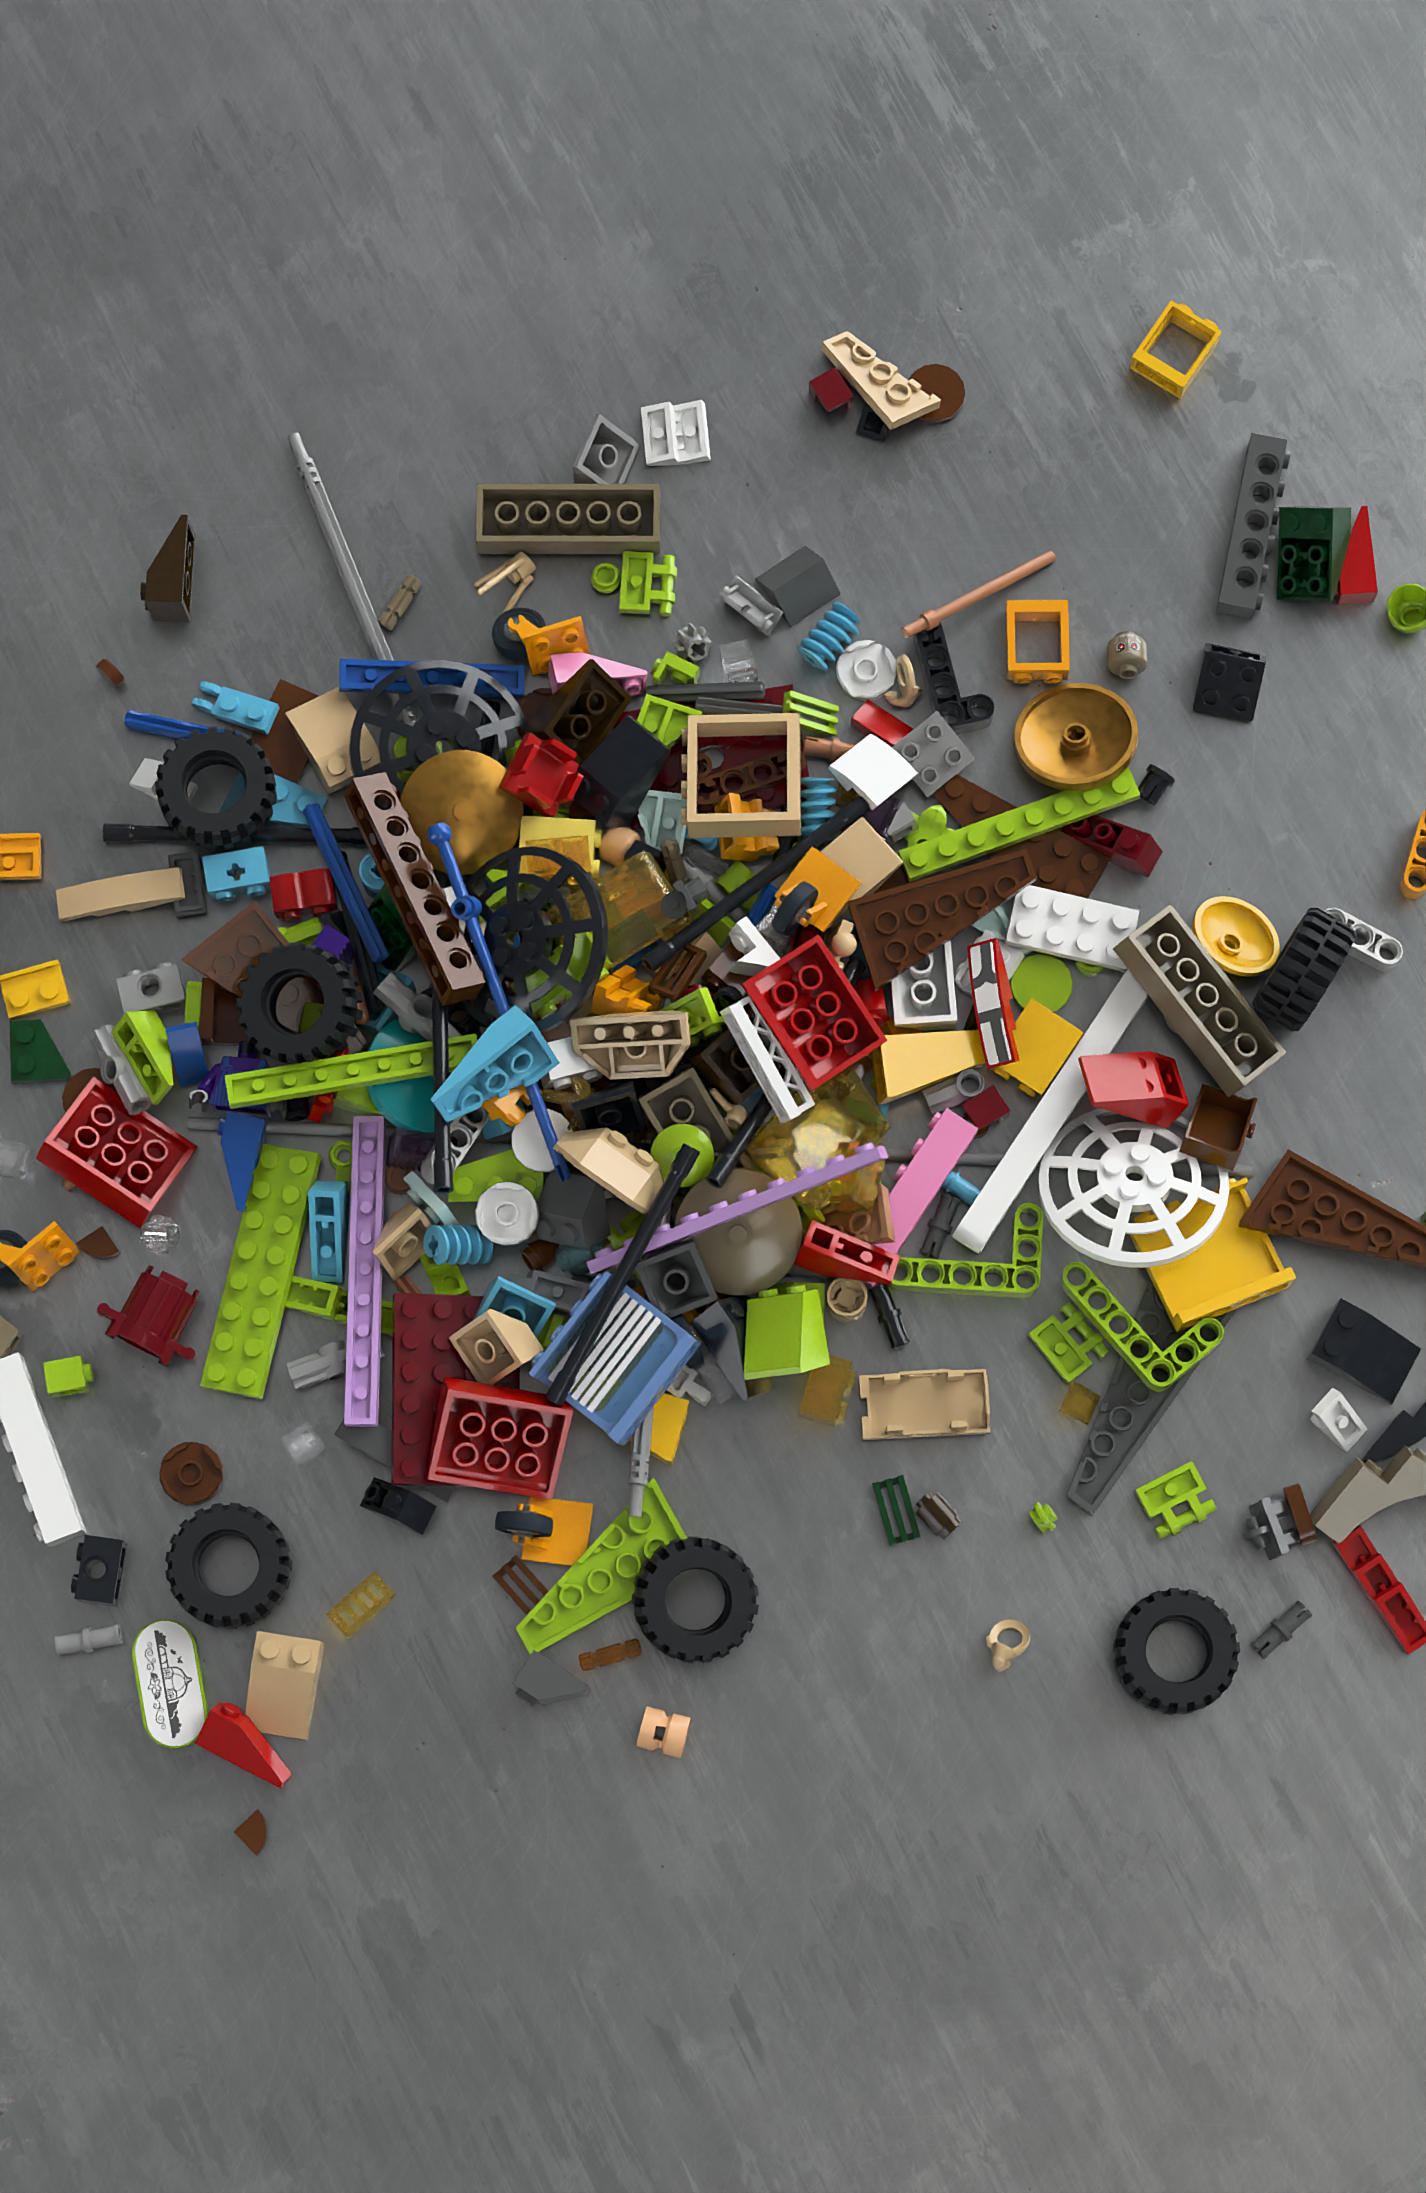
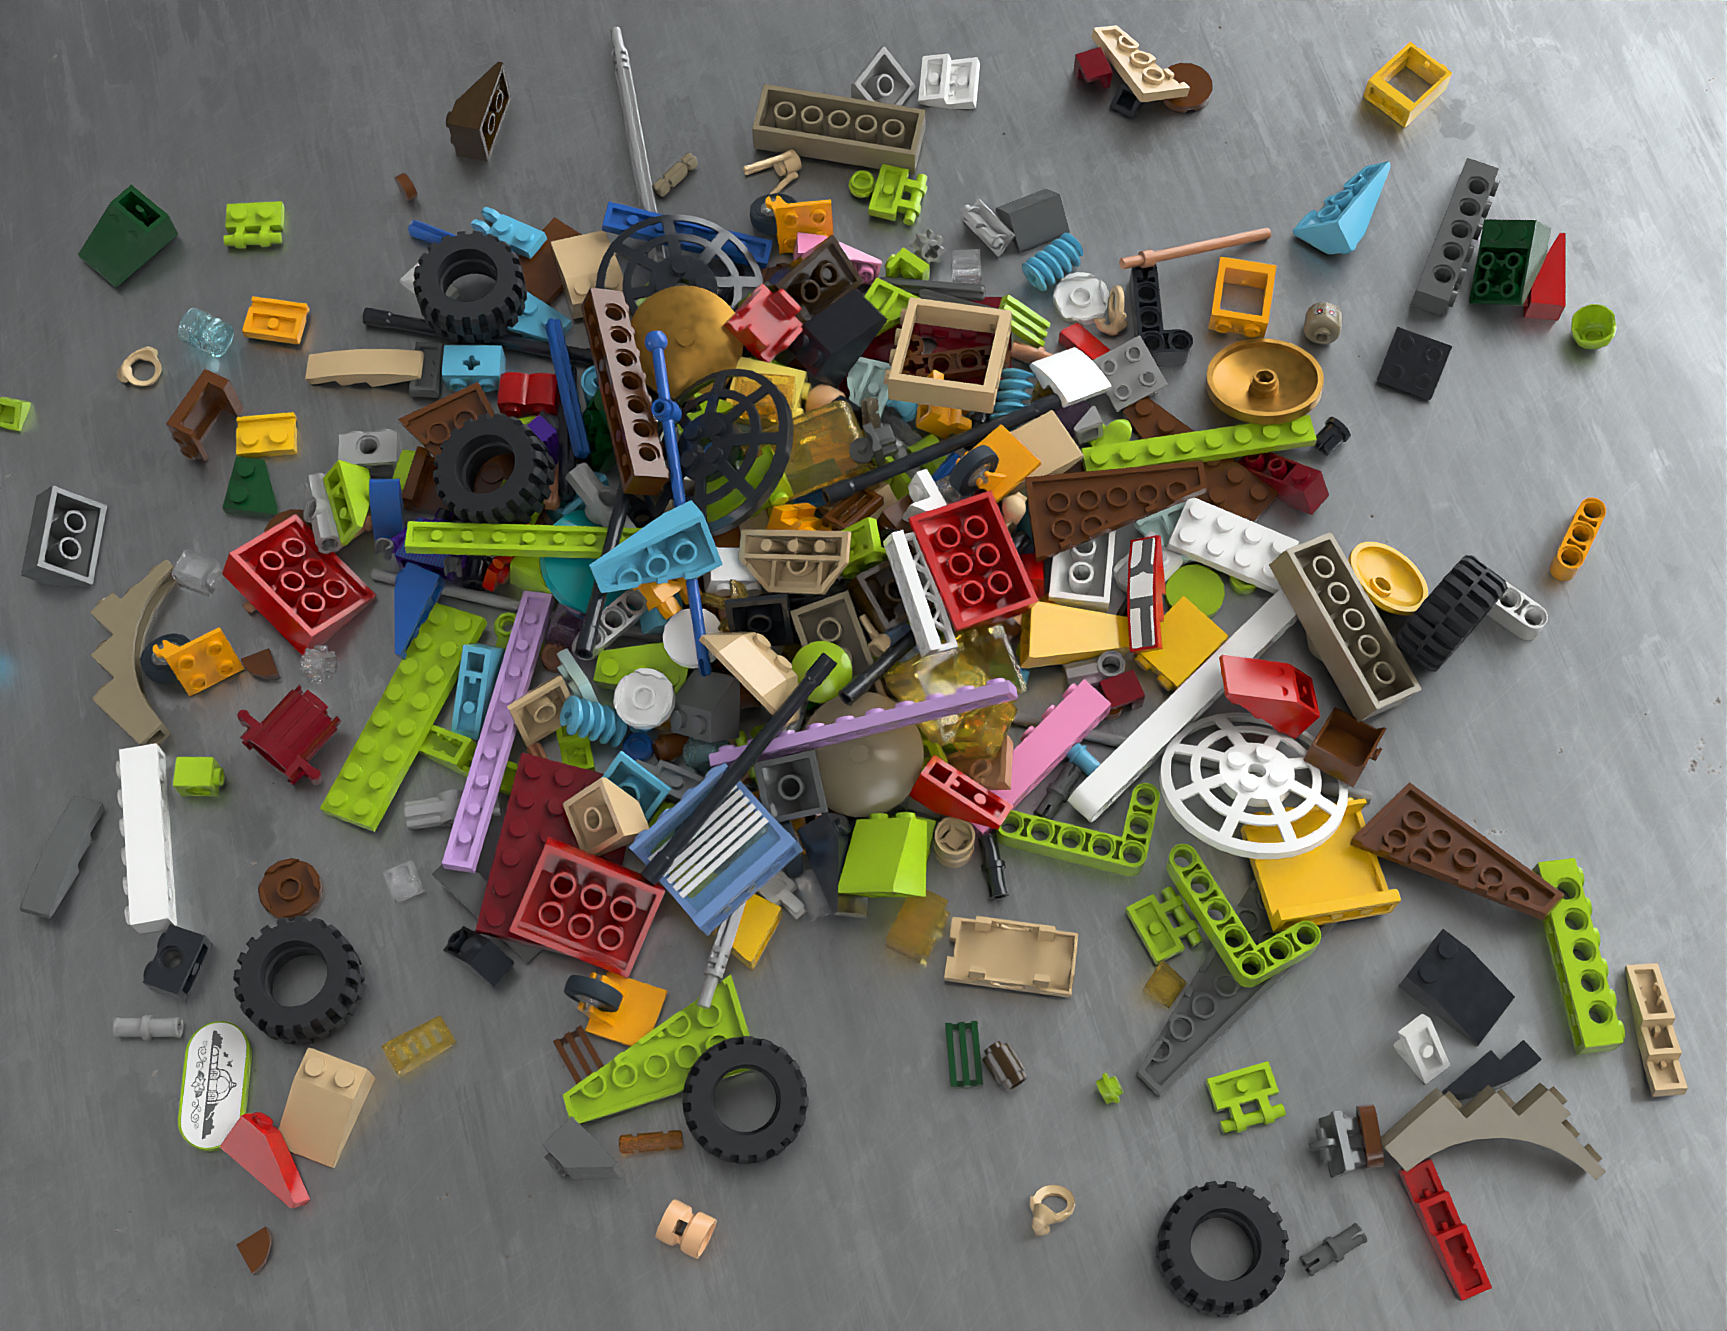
camera: 10 degrees right, 10 degrees down
(507, 1260) = (638, 747): none -> blue tile
(1131, 524) = (1346, 214): none -> medium azure wedge

